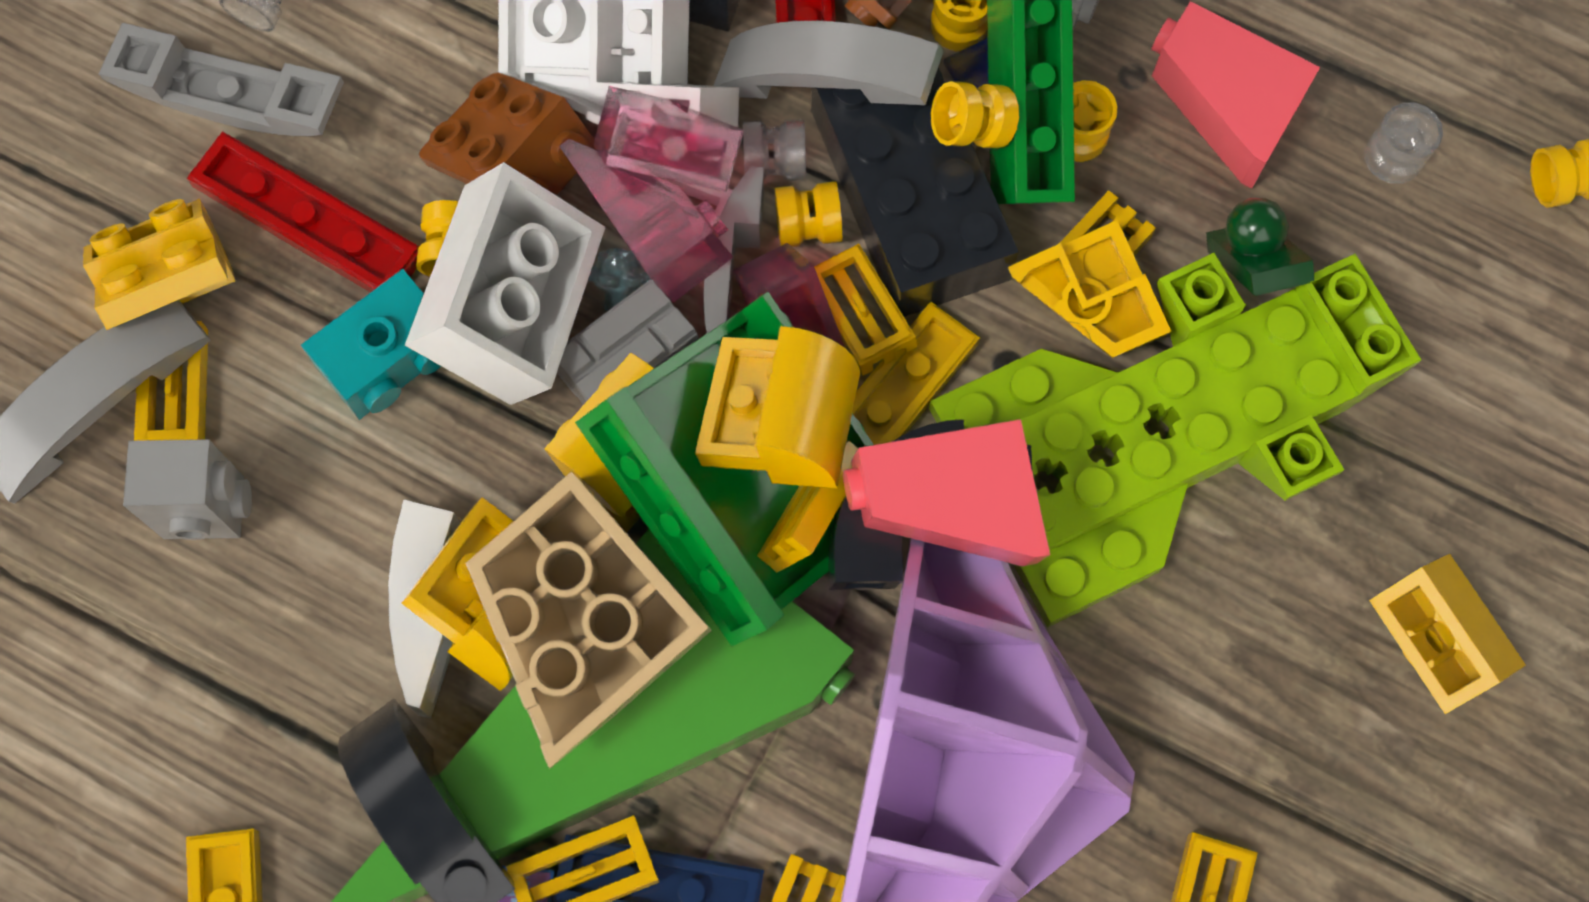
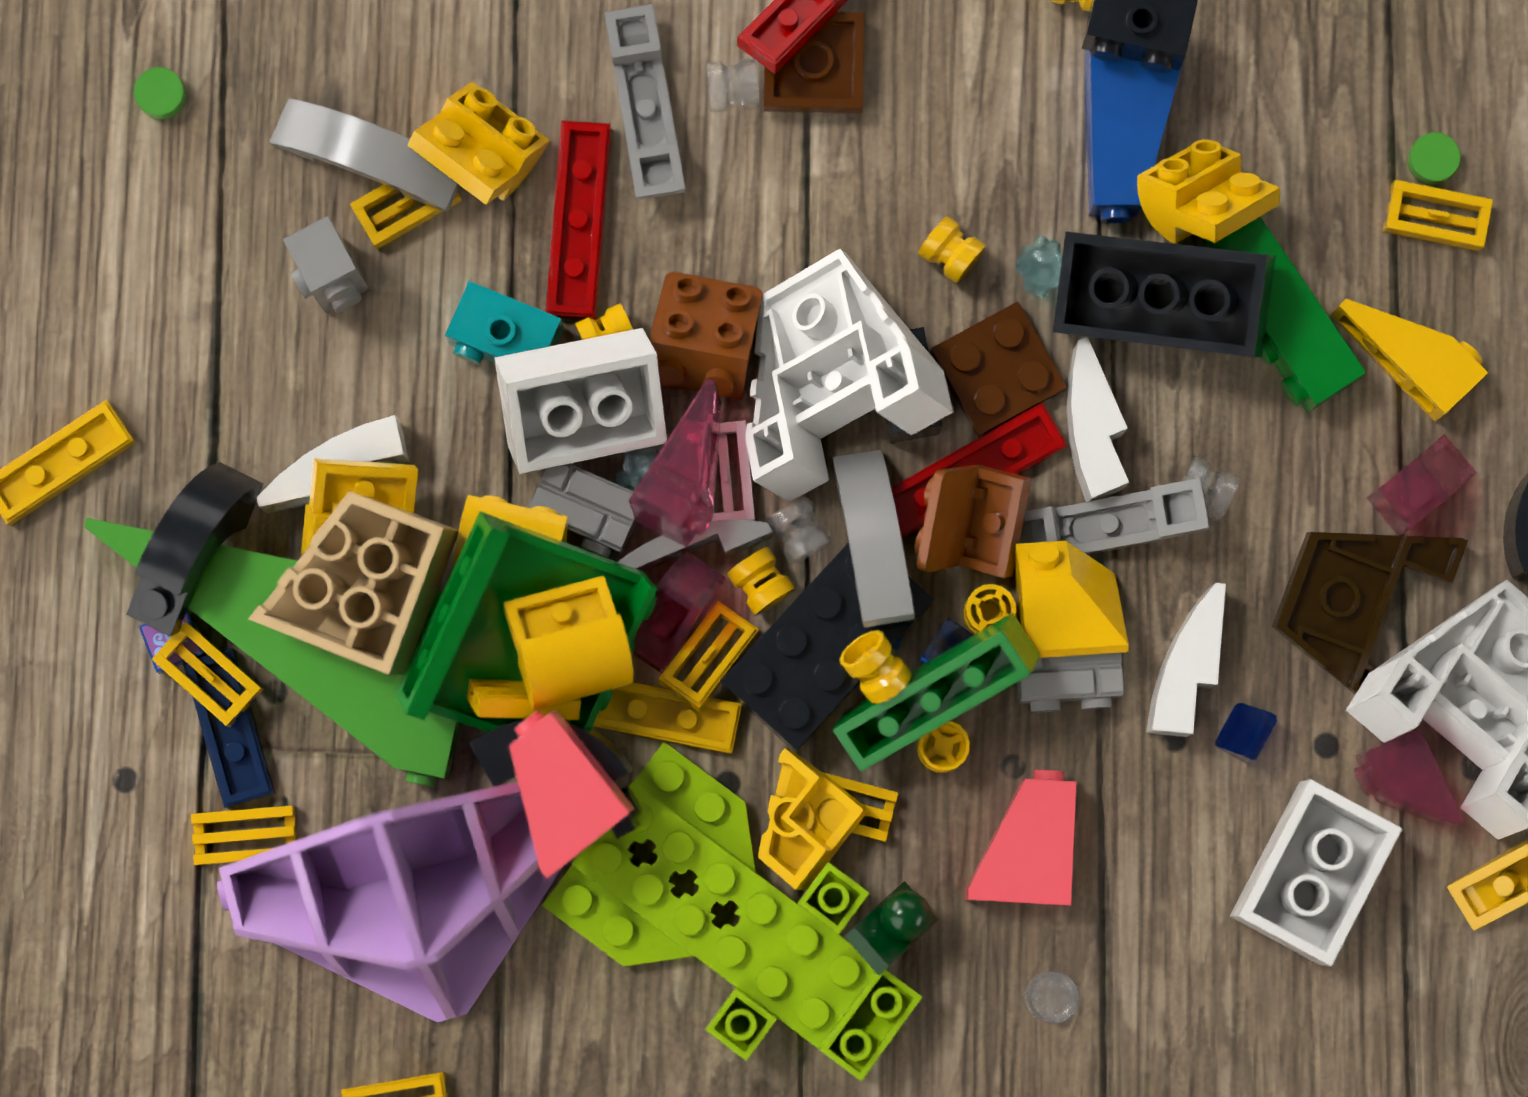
camera: 65 degrees right, 10 degrees up
(666, 140) = (741, 452): clear pink slope -> none

